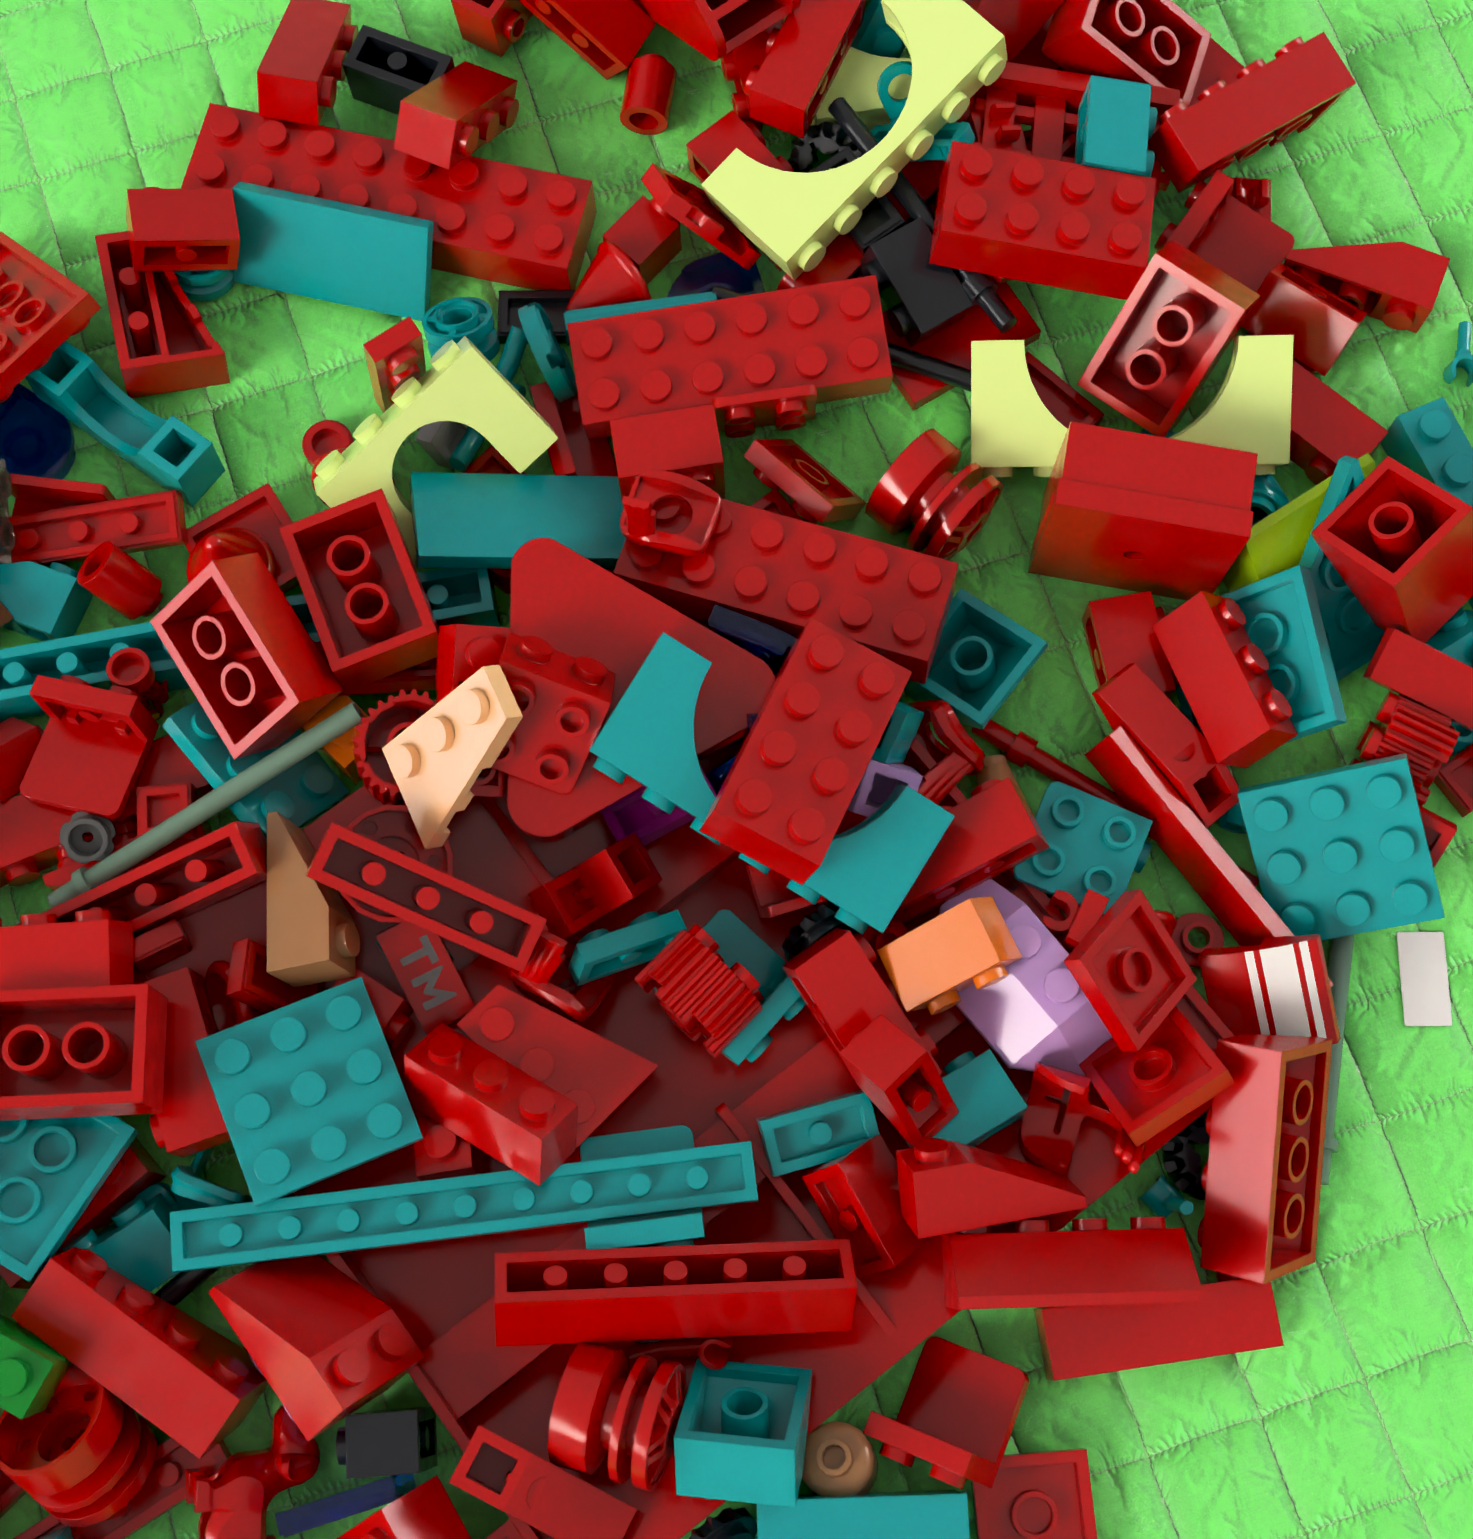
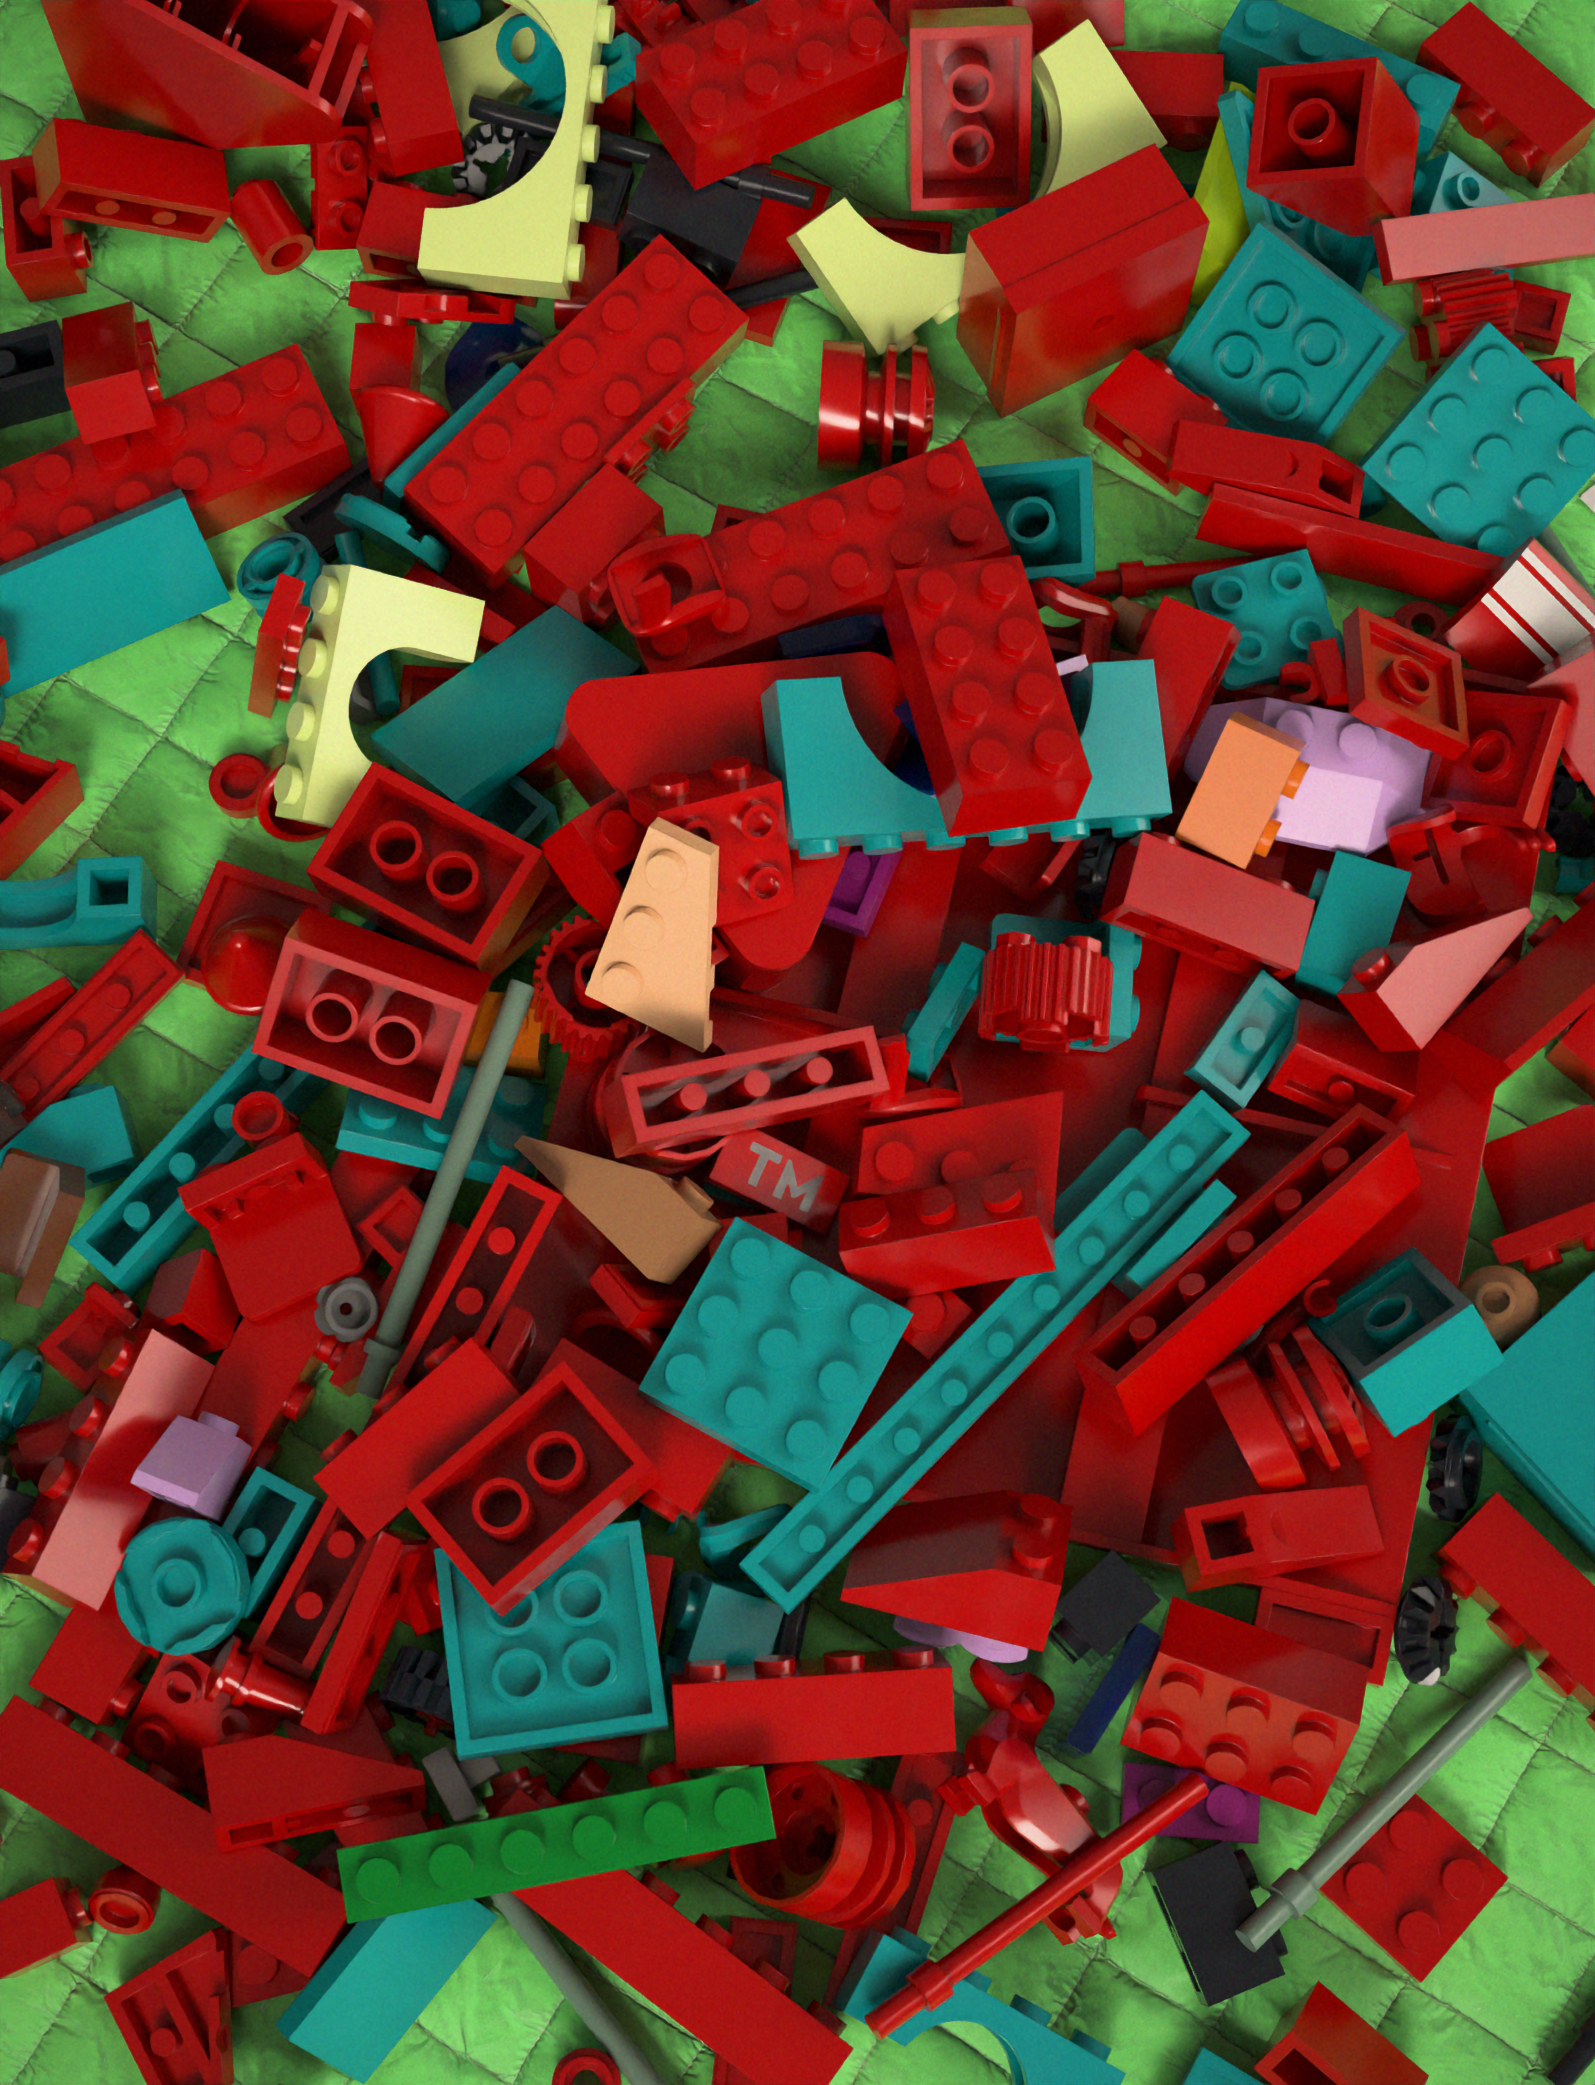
camera: 40 degrees left, 0 degrees up
(120, 581) = (154, 1058): red brick -> none
(595, 886) = (874, 972): red brick -> none
(708, 97) = (339, 189): none -> red hinge
(815, 490) = (712, 478): red plate -> none
(899, 1080) = (1291, 927): red slope -> none
(1225, 679) = (1269, 374): red brick -> none

